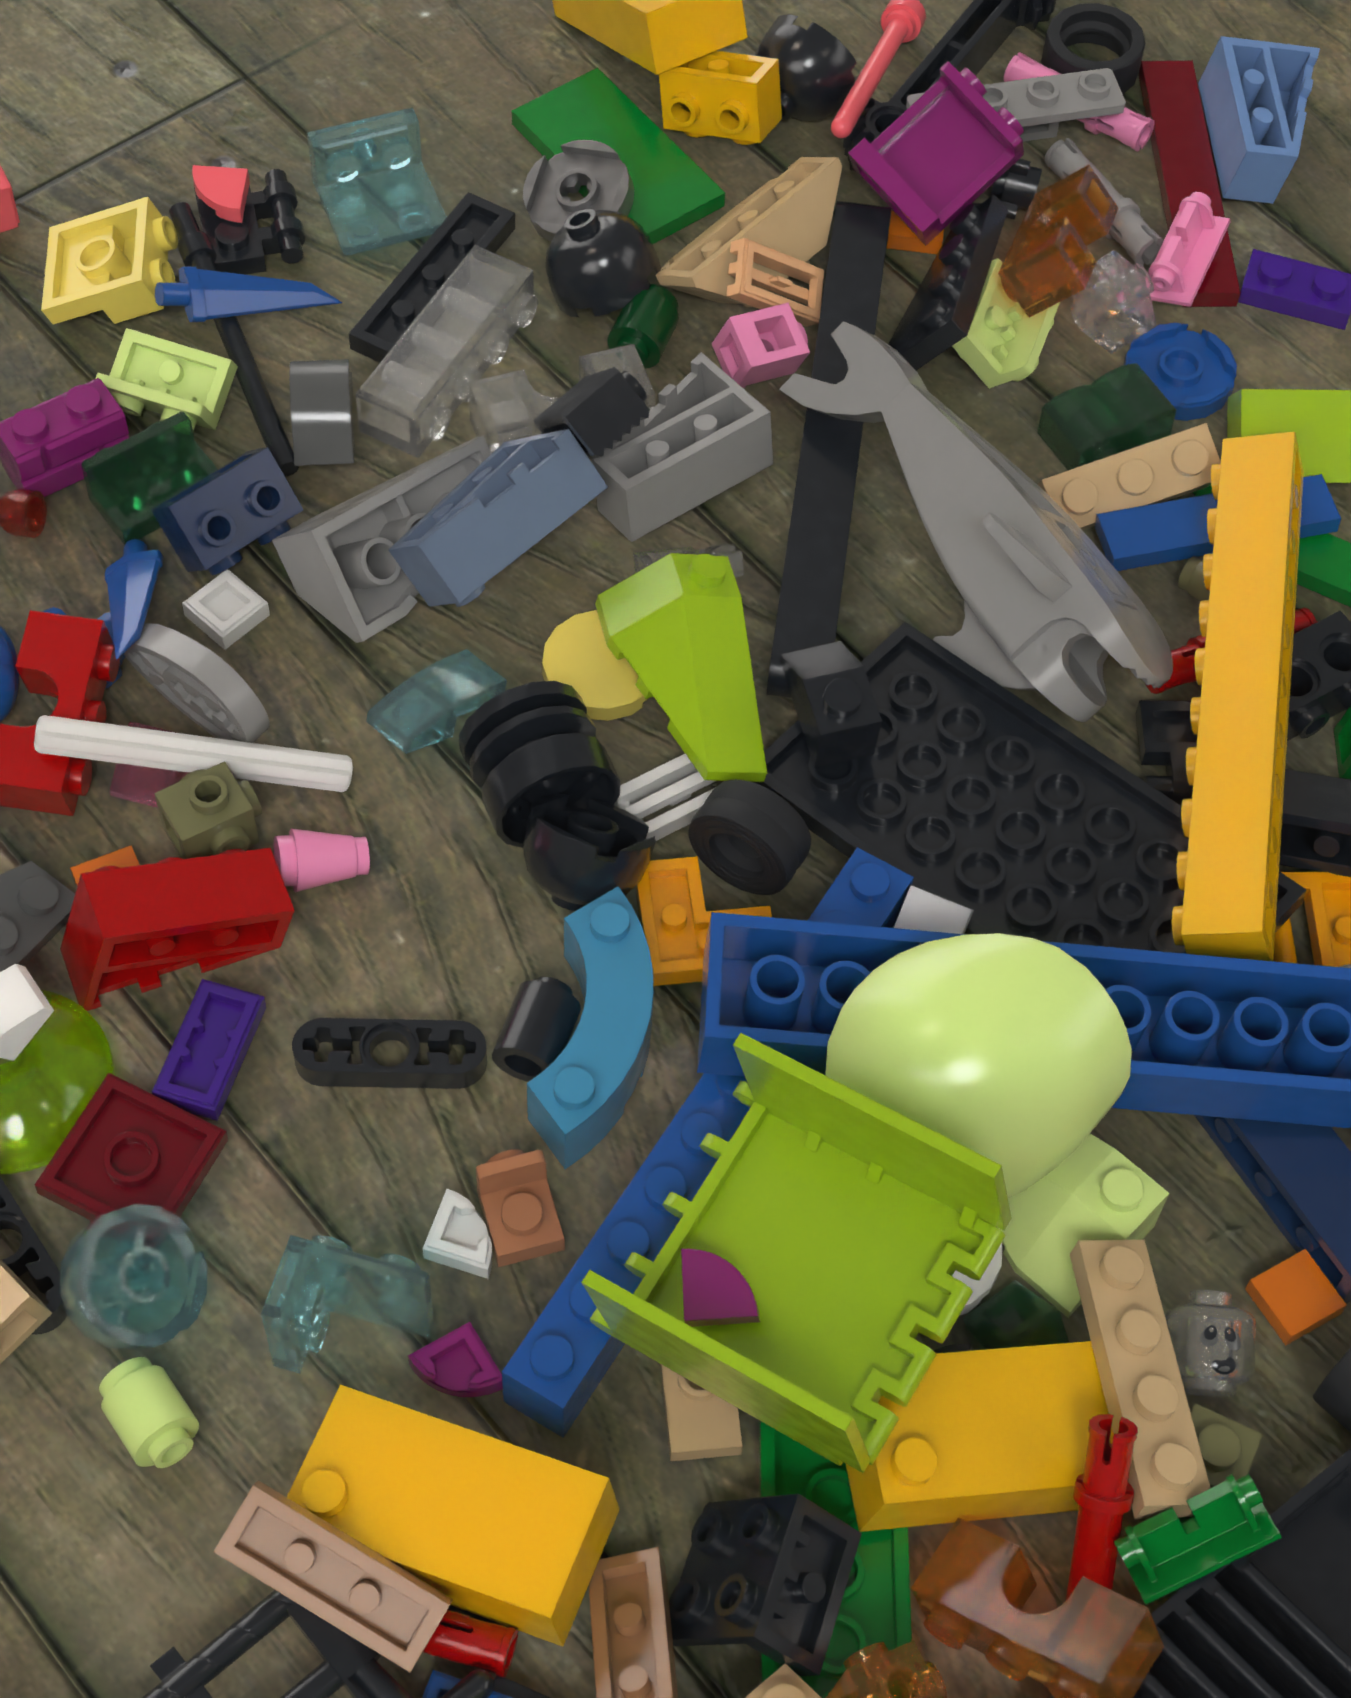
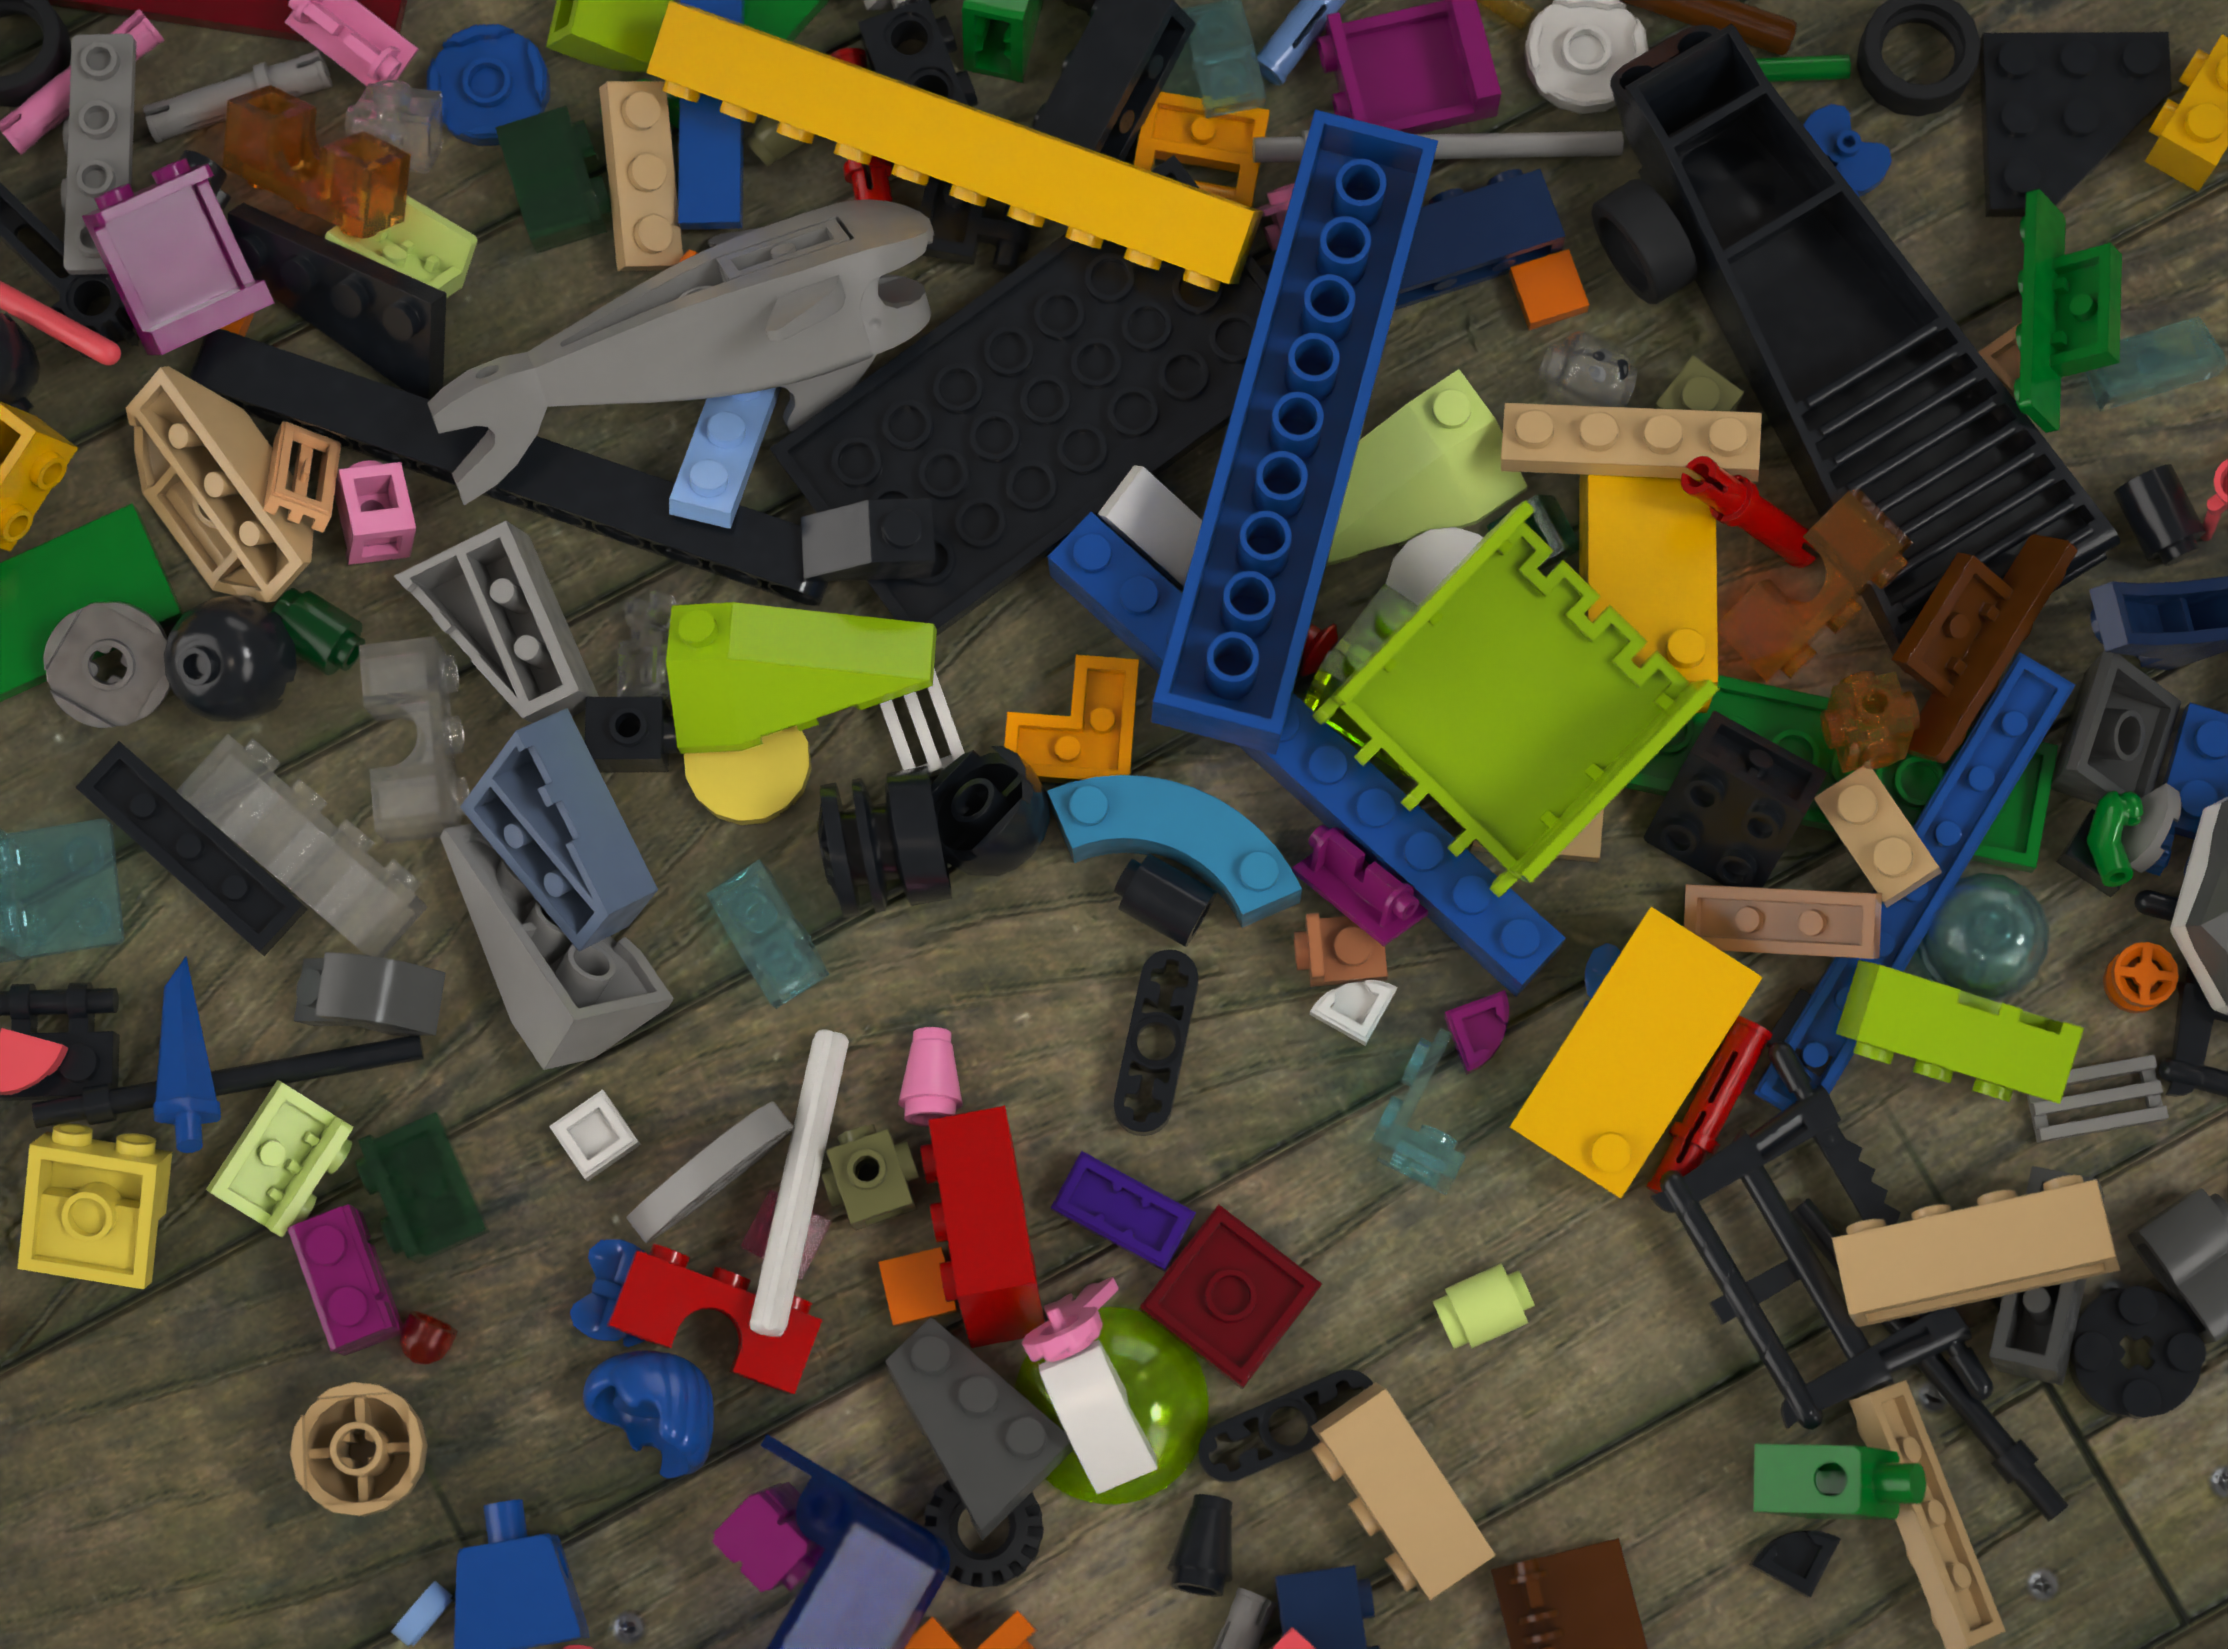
camera: 70 degrees left, 20 degrees up
(67, 994) = (1070, 1323): none -> bright pink piece
(130, 592) = (566, 1225): blue bar -> none
(133, 1278) = (1366, 1303): clear light blue cylinder -> none
(228, 511) = (487, 1112): dark blue brick -> none
(333, 1575) = (1687, 1154): medium nougat plate -> none
(581, 1203) = (1358, 889): none -> magenta hinge
(597, 410) = (481, 702): black brick -> none
(600, 554) = (629, 734): none -> black brick
(715, 1291) = (1513, 779): magenta tile -> none
(750, 837) = (1004, 656): black tyre -> none
(886, 579) = (721, 457): none -> light blue plate
(988, 1047) = (1346, 505): yellowish green piece -> none
(1176, 1551) = (1787, 445): green hinge -> none

